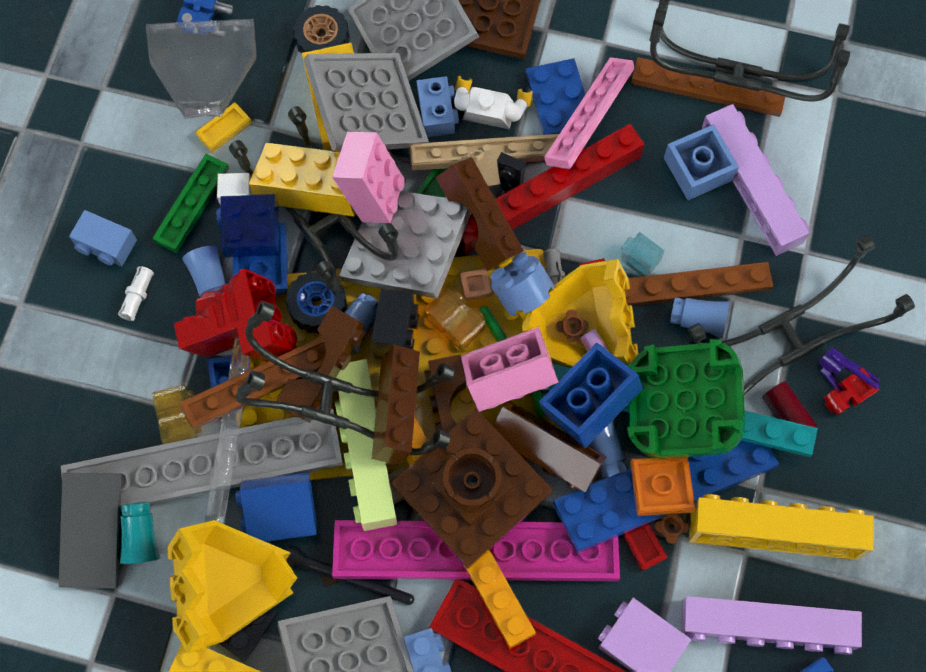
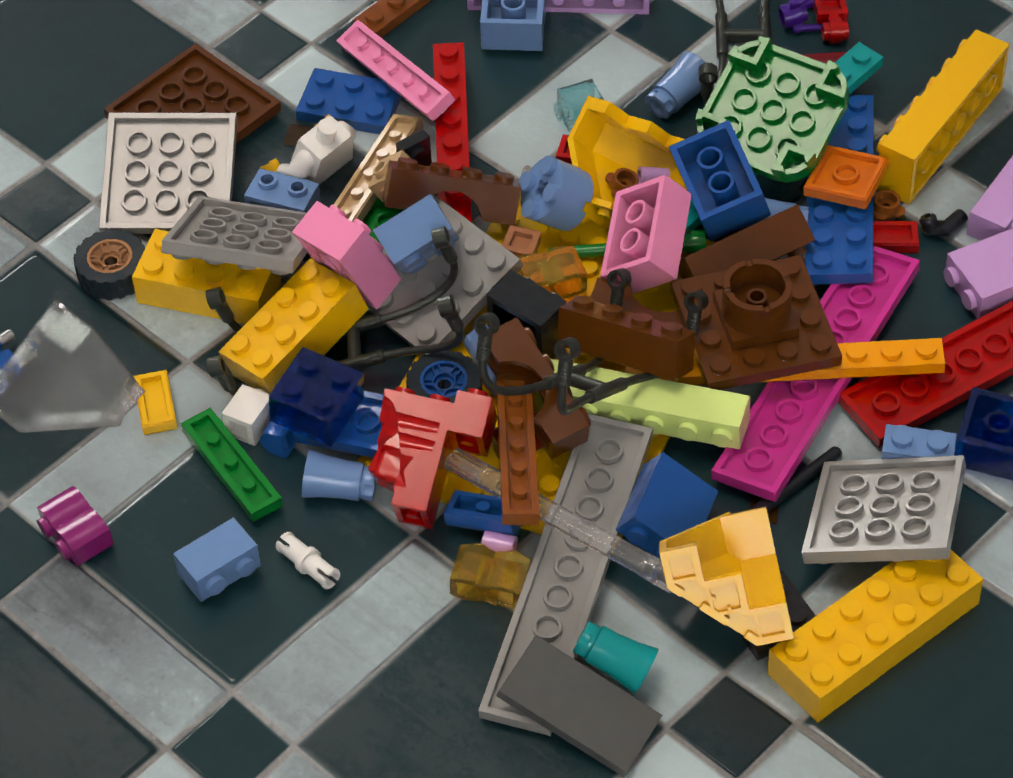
camera: 60 degrees left, 20 degrees down
(93, 138) = (74, 526): none -> magenta brick
(408, 214) = (409, 236): none -> medium blue brick
(510, 83) = (294, 133): none -> dark brown sticker
(674, 580) = (932, 227): none -> black arm
(699, 284) = (647, 66): dark orange plate -> none

